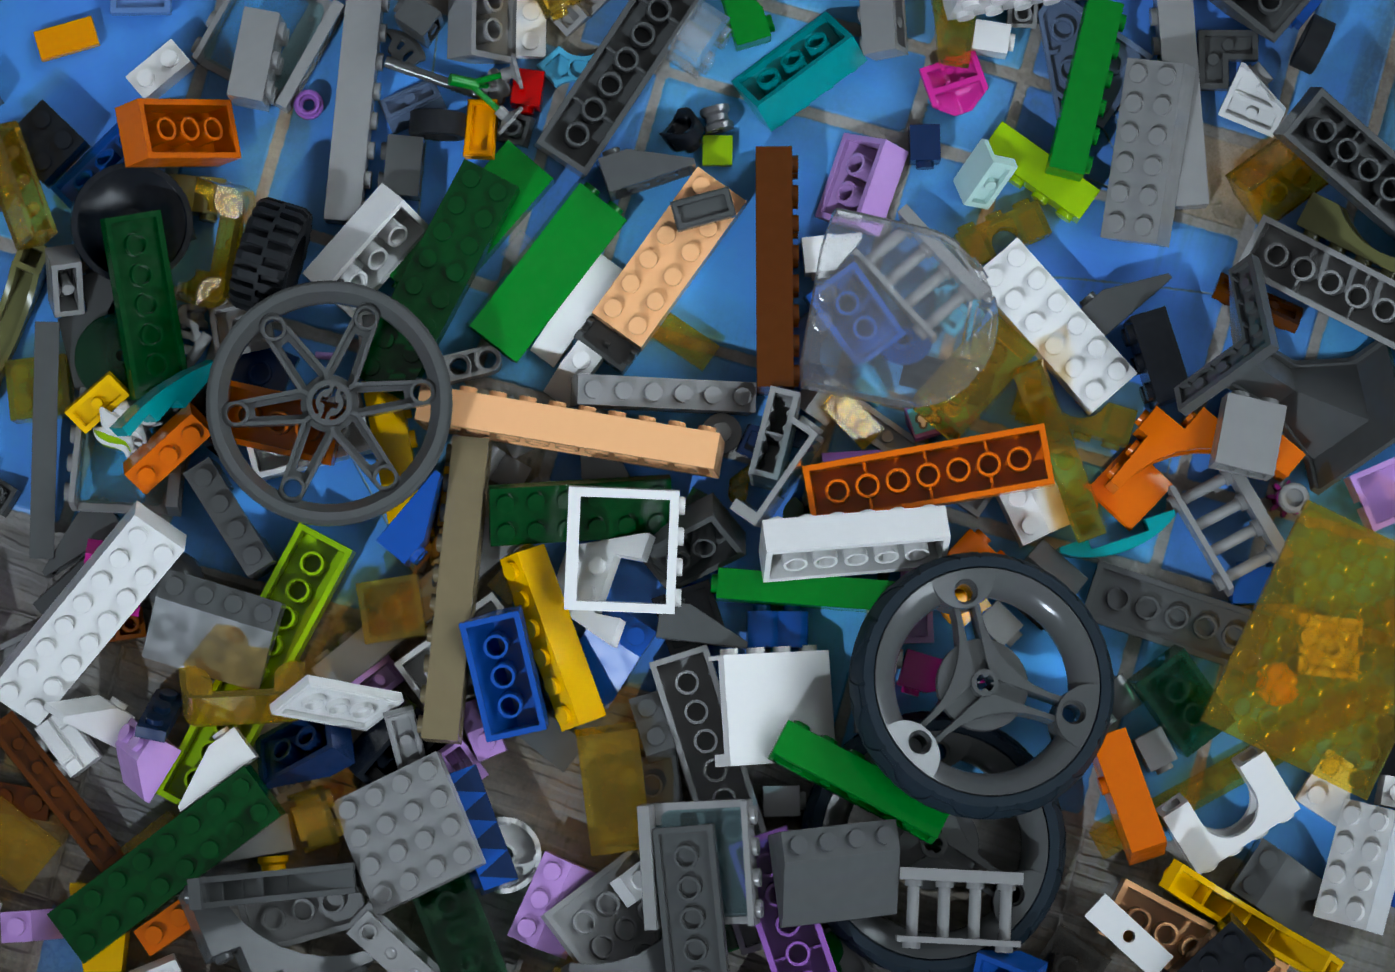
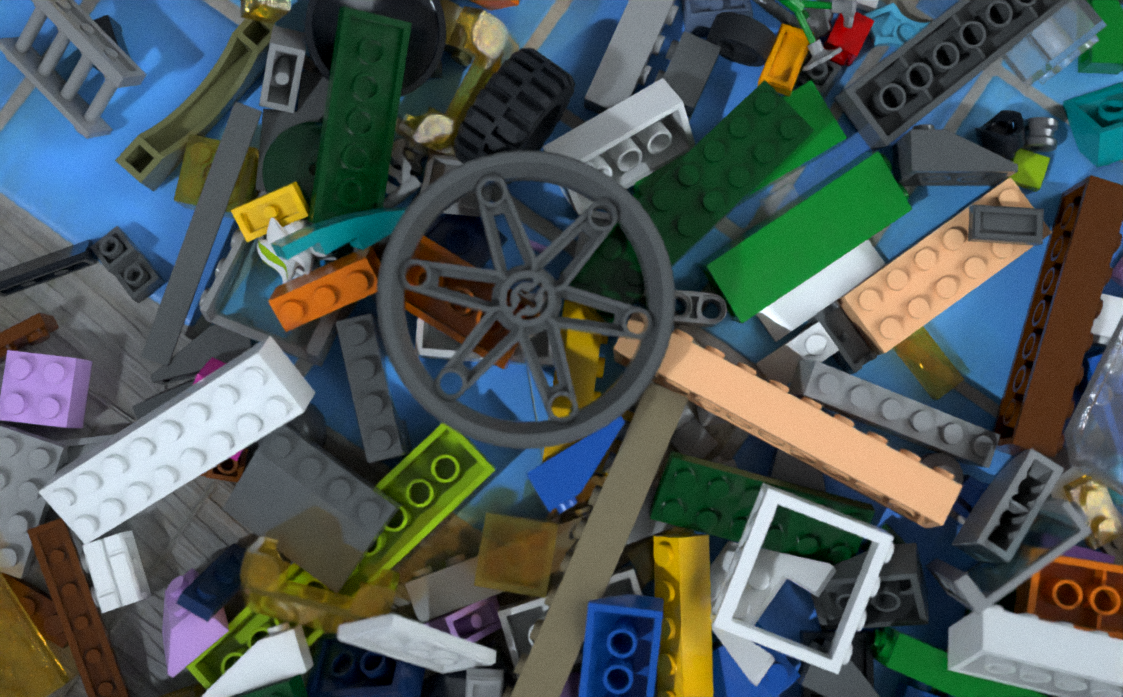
camera: 20 degrees right, 0 degrees up
(92, 716) = (144, 555): white slope -> none
(739, 485) = (936, 538): clear yellow arm -> none

